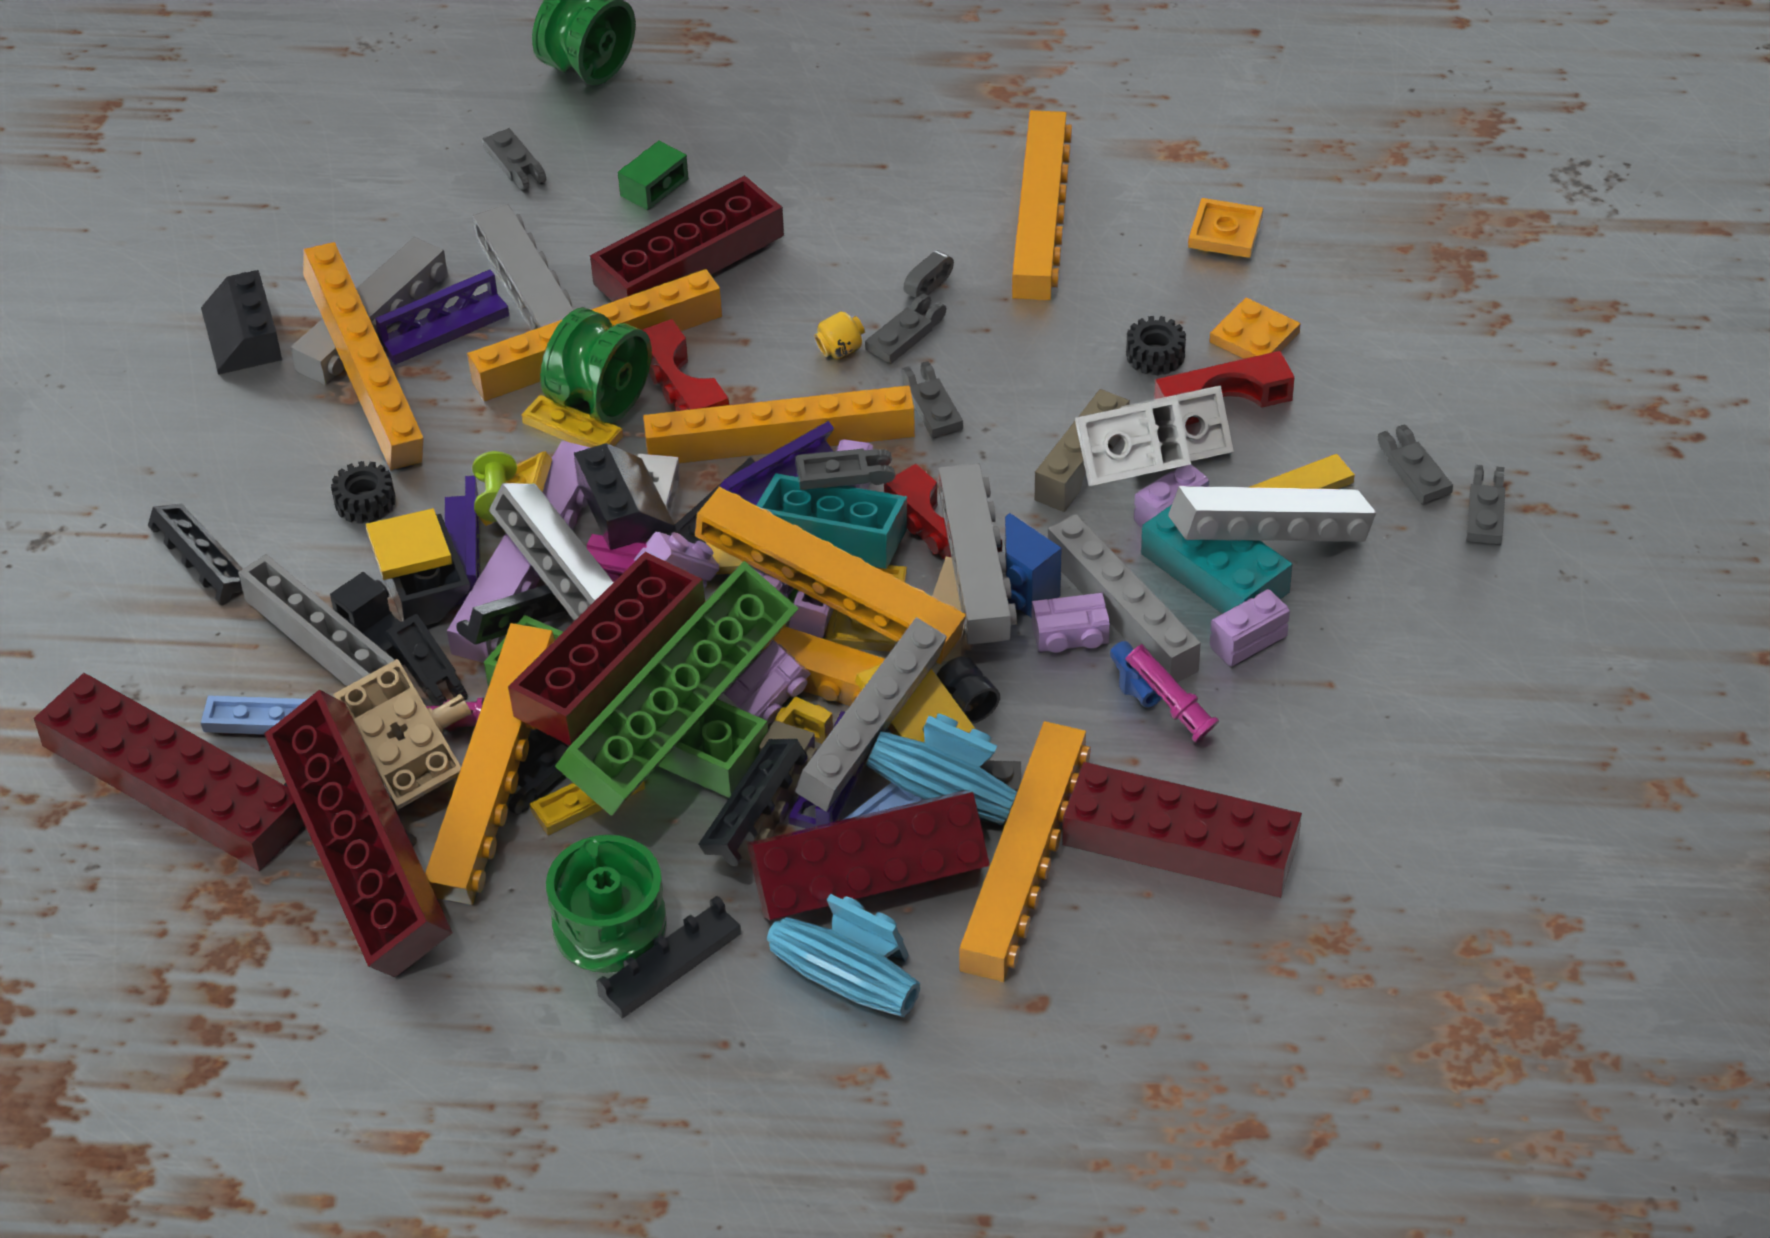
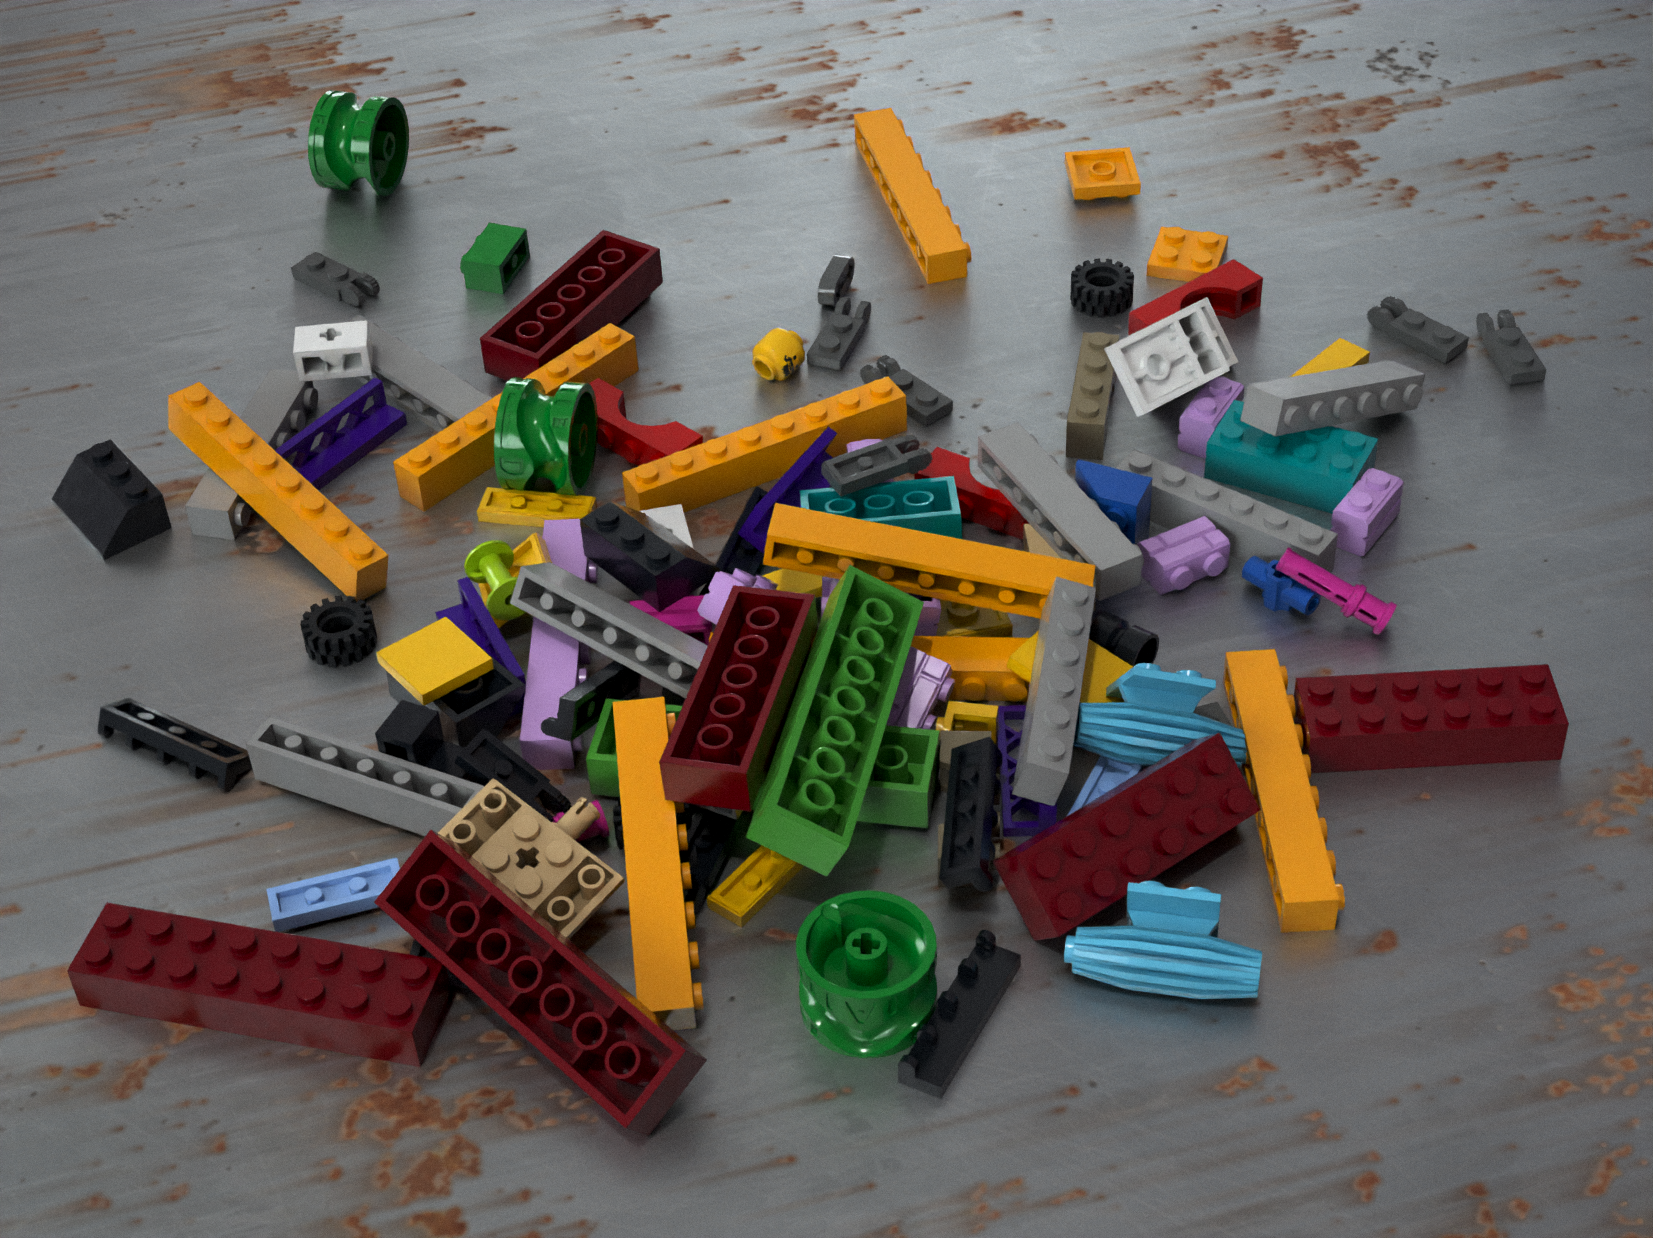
camera: 20 degrees left, 5 degrees down
(465, 235) = (333, 351): none -> white brick

